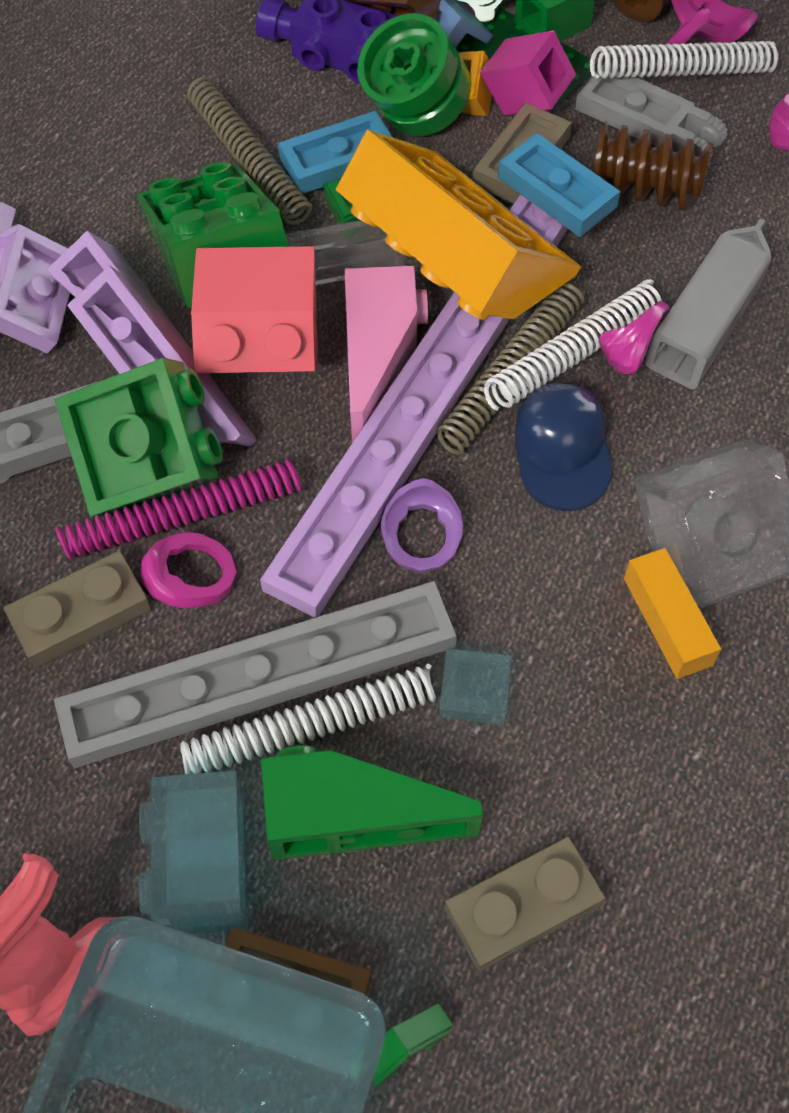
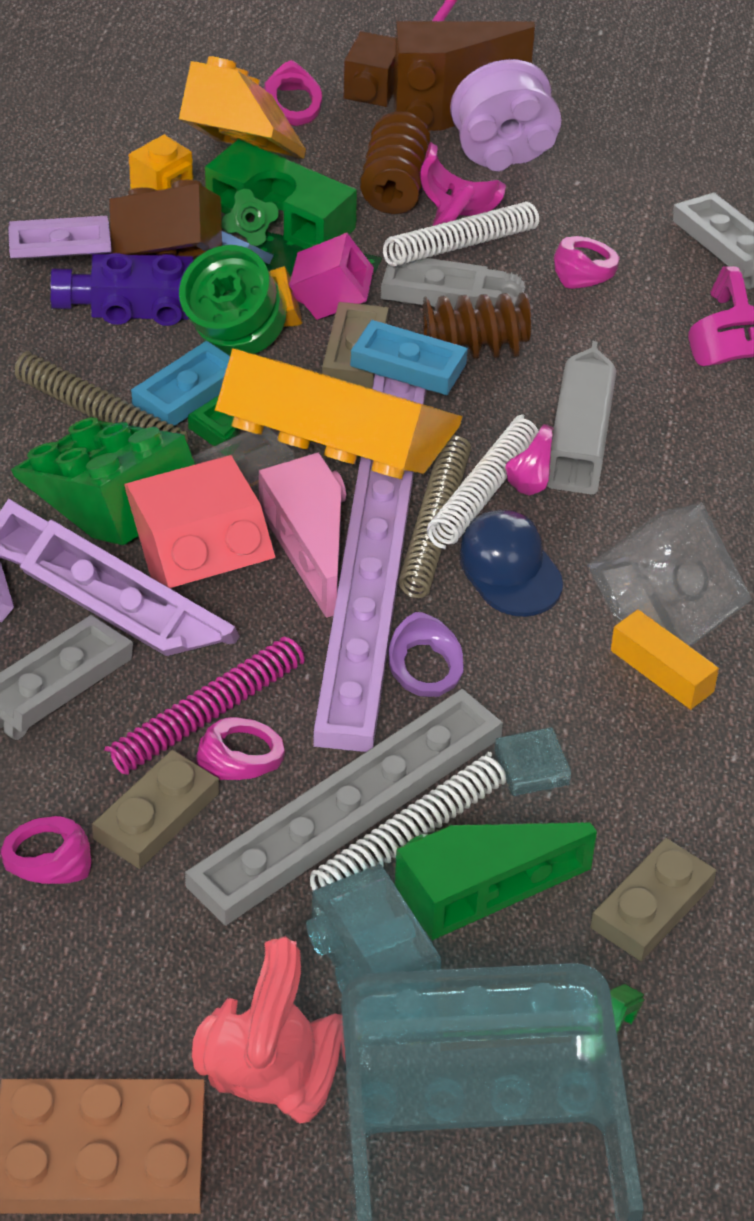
camera: 25 degrees left, 15 degrees down
(139, 436) = (148, 649): green plate -> none

